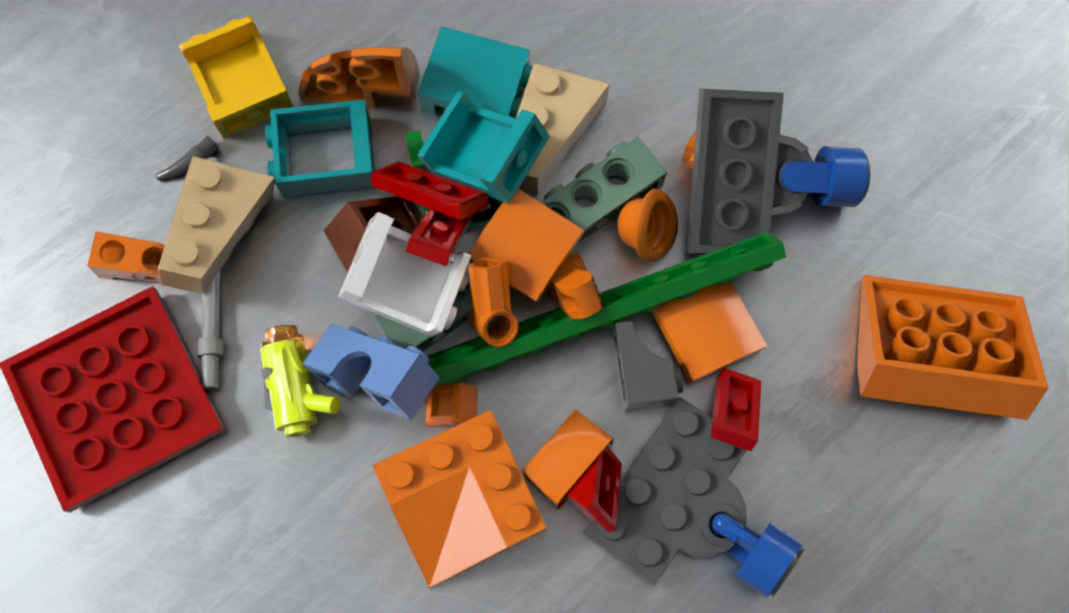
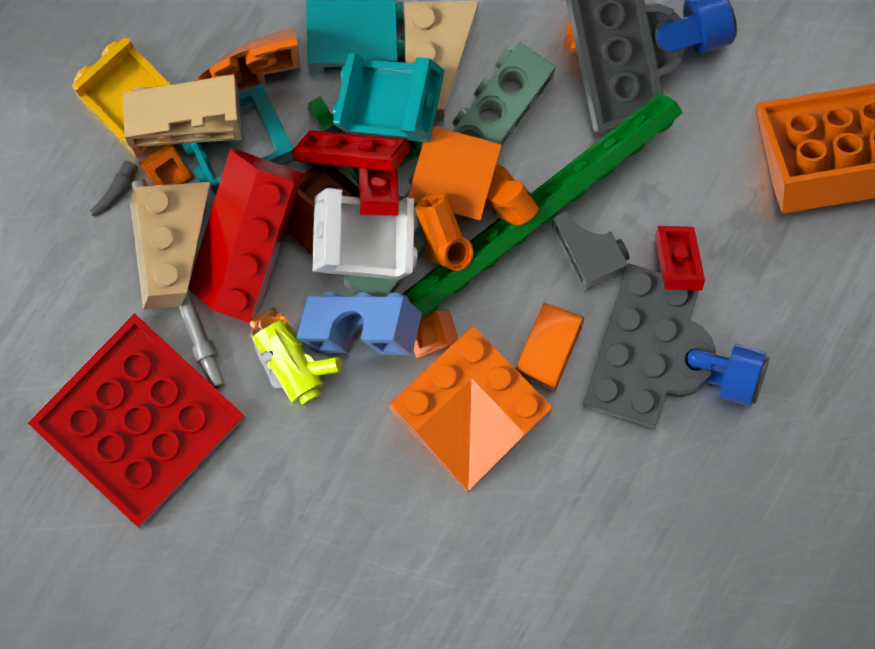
camera: 20 degrees left, 5 degrees up
(125, 258) = (105, 295): orange leg -> none
(246, 154) = (166, 167): none -> orange slope
(271, 98) = (183, 113): none -> tan wedge
(289, 241) = (244, 234): none -> red slope
(598, 490) = (584, 365): red slope -> none
(649, 225) = (554, 119): orange hat -> none
(709, 330) = (636, 197): orange slope -> none

